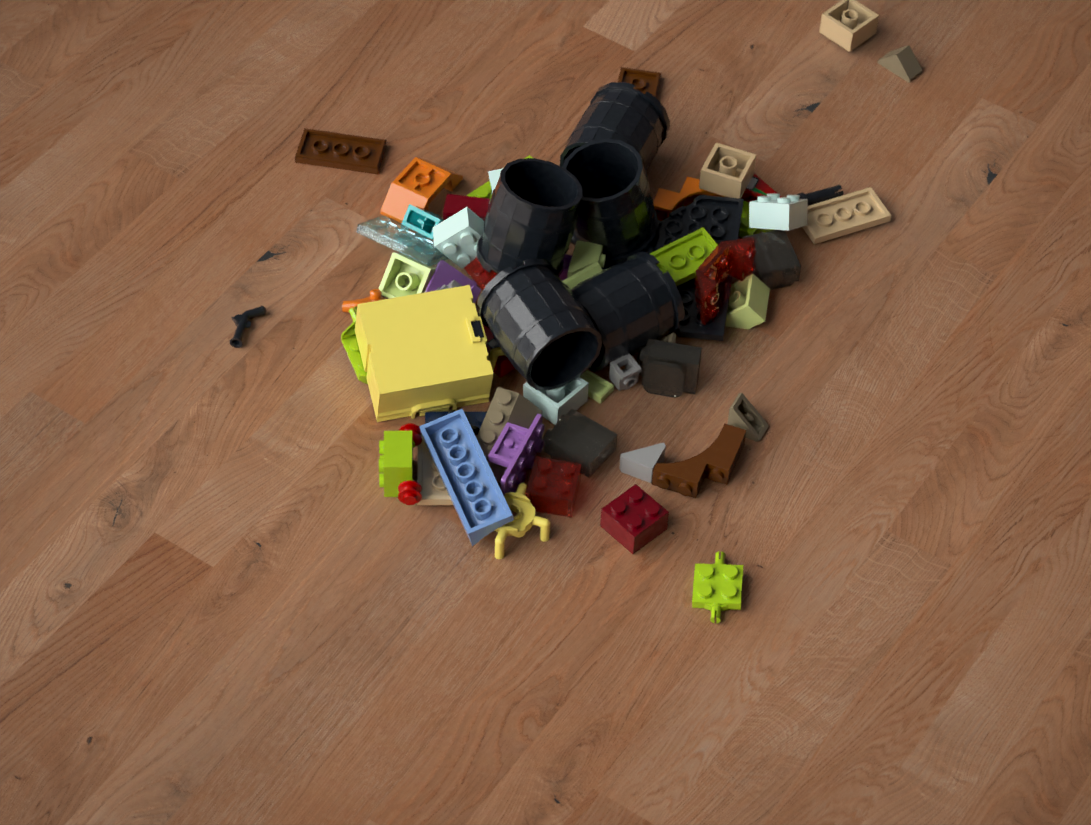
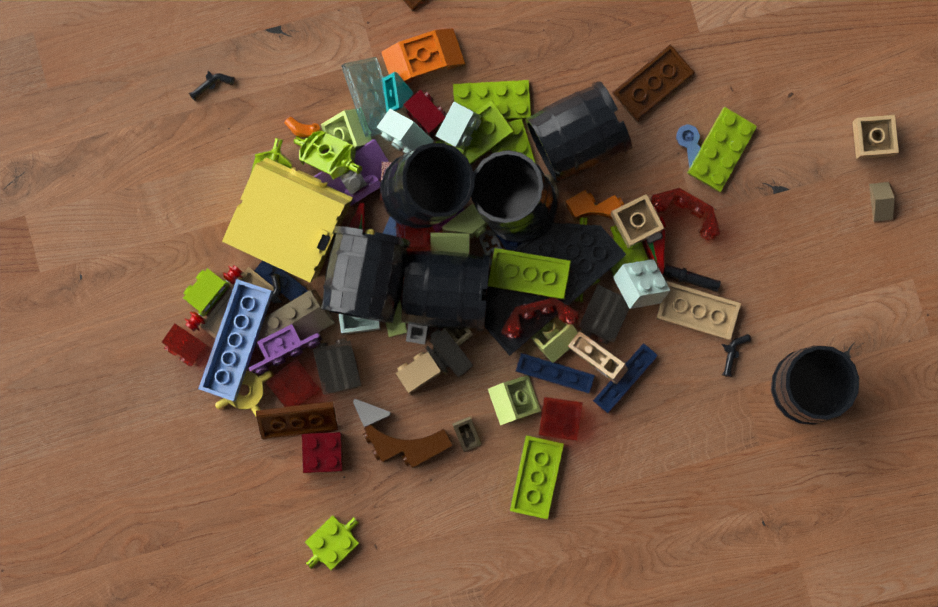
camera: 40 degrees right, 35 degrees up
(420, 283) = (335, 162): none -> lime plate
(420, 515) = (186, 345): none -> clear red brick
(580, 507) = (297, 420): none -> reddish brown tile
(657, 398) = (418, 372): none -> tan brick
(705, 115) = (688, 137): none -> medium blue piece
(739, 106) = (721, 149): none -> lime plate
(760, 371) = (514, 400): none -> yellowish green slope
(770, 144) = (709, 228): none -> clear red slope
(774, 331) = (555, 373): none -> dark blue plate
(803, 286) = (598, 357): none -> tan slope
(816, 353) = (560, 419): none -> clear red brick
(836, 297) = (636, 366): none -> dark blue plate
(843, 413) = (536, 477): none -> lime plate
(903, 228) = (732, 353): none -> black piece
(995, 181) = (814, 384): none -> black piece

